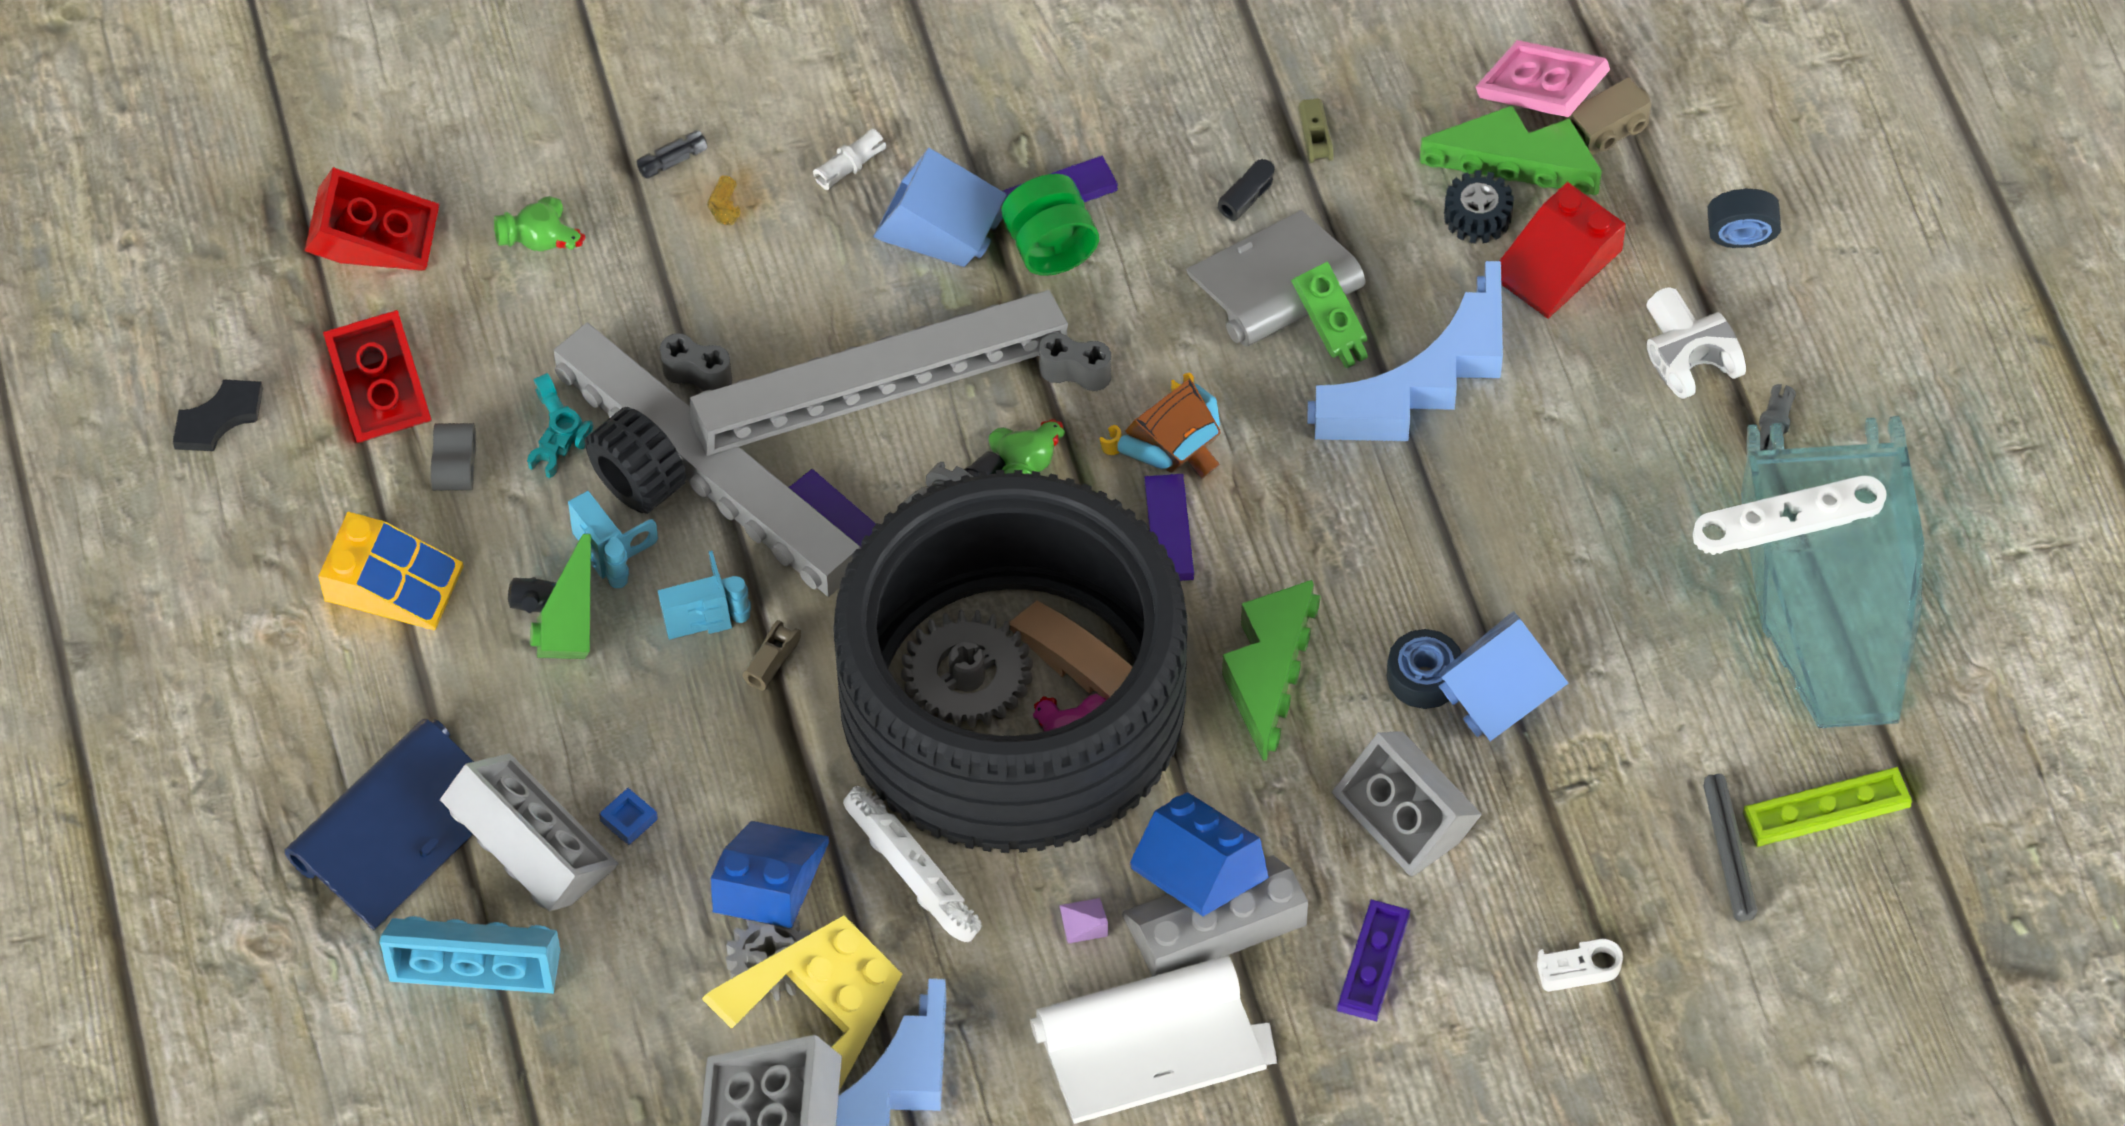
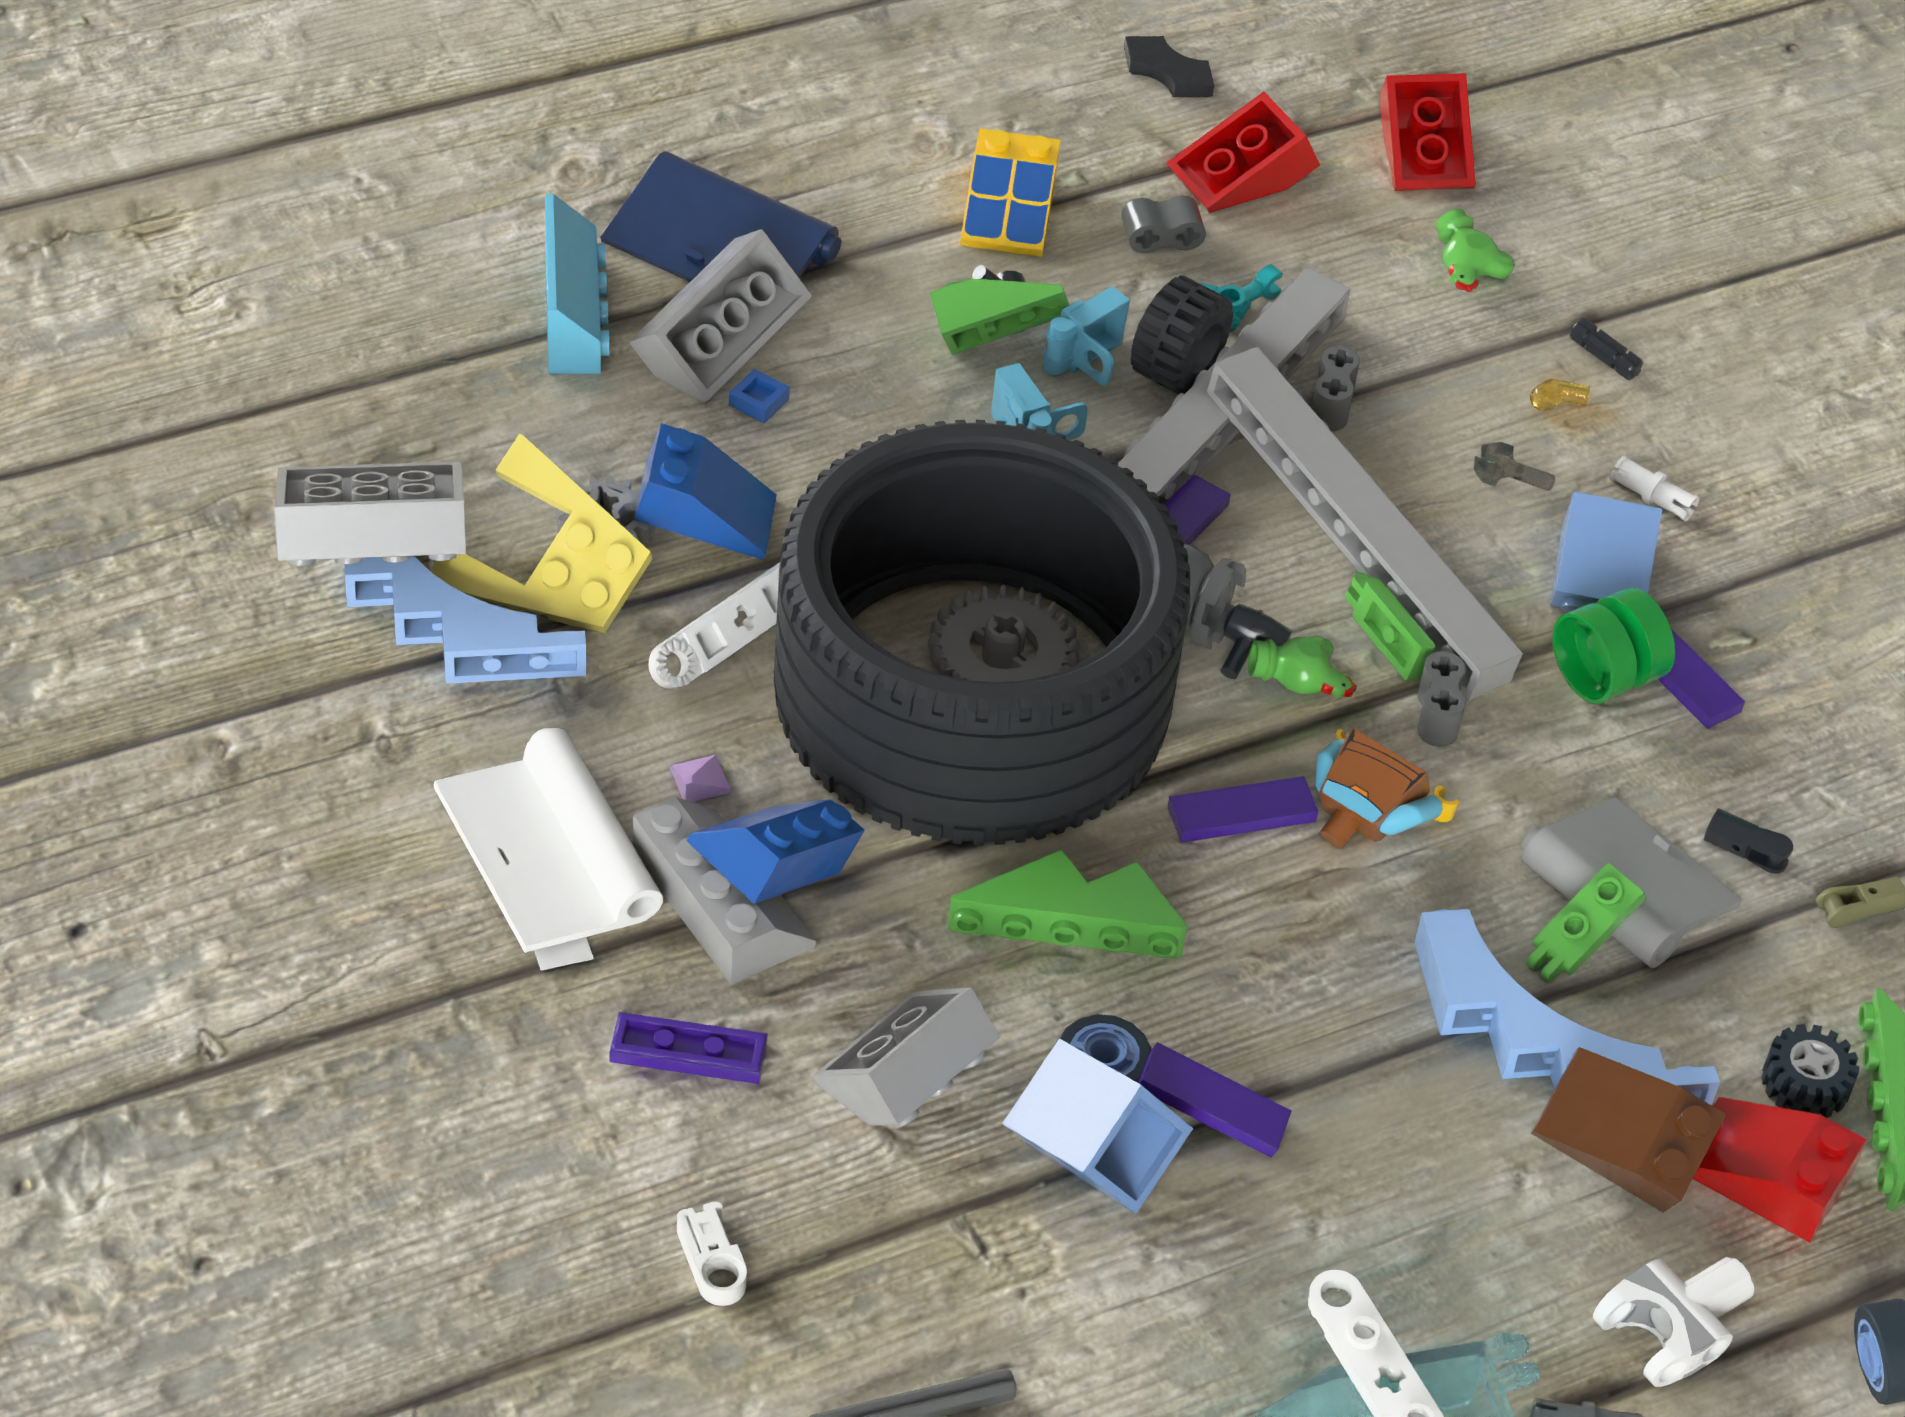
camera: 75 degrees right, 10 degrees down
(812, 255) = (1506, 466): none -> clear smoke bar
(988, 381) = (1389, 625): none -> bright green hinge
(1474, 597) = (1214, 1099): none -> dark purple tile
(1540, 326) = (1629, 1127): none -> reddish brown slope

